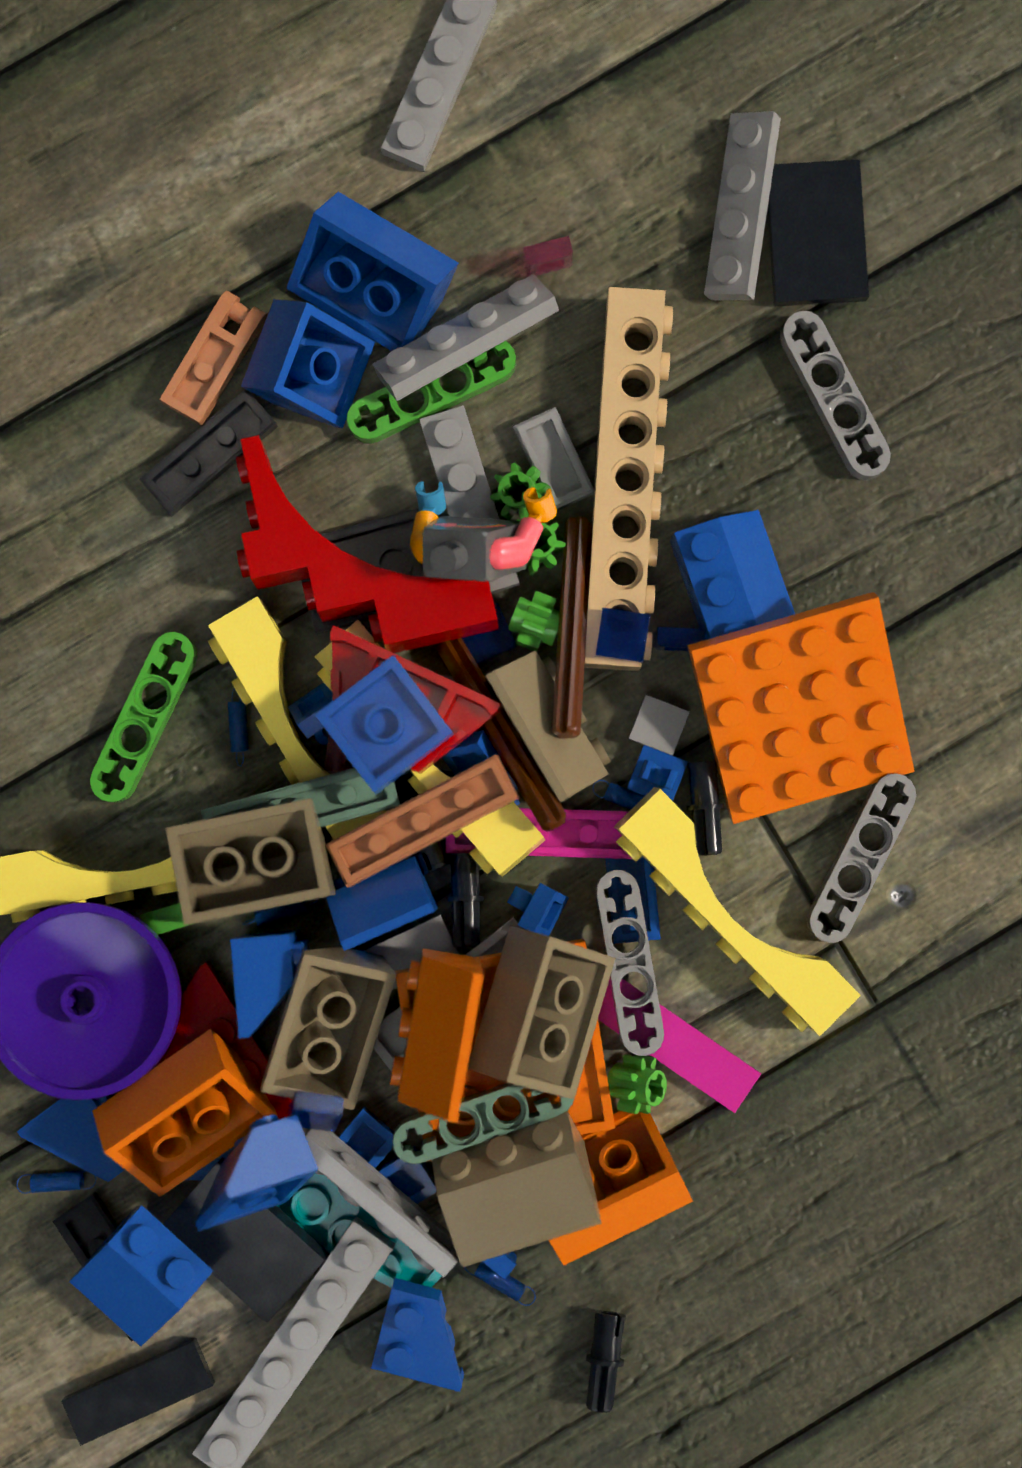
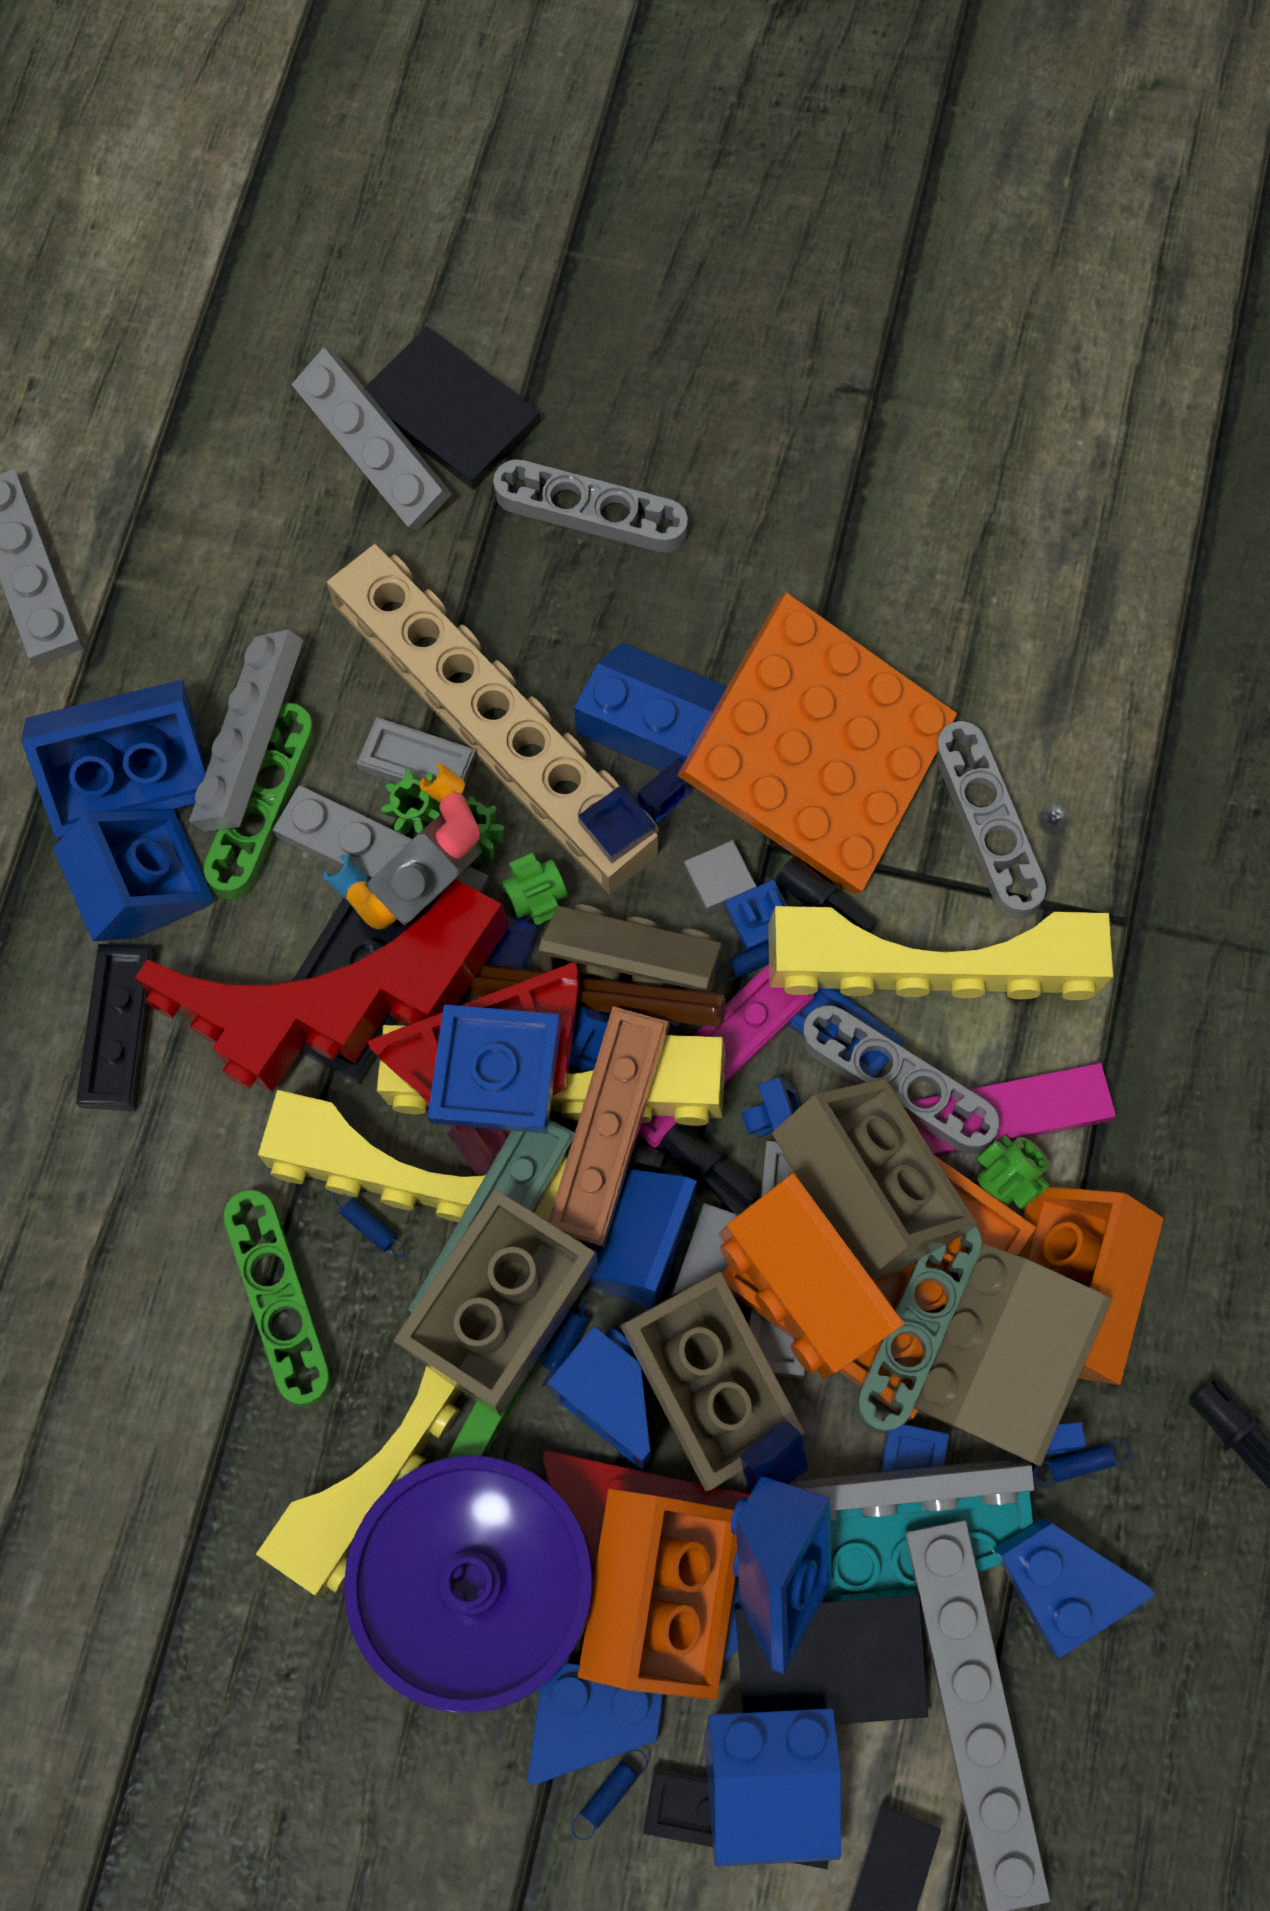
camera: 45 degrees left, 15 degrees down
(212, 359) = (46, 948): nougat plate -> none
(305, 709) = (424, 1142): blue tile -> none
(368, 1137) = (842, 1452): blue plate -> none
(548, 256) = (252, 611): clear pink tile -> none
(572, 628) = (571, 860): reddish brown axle -> none

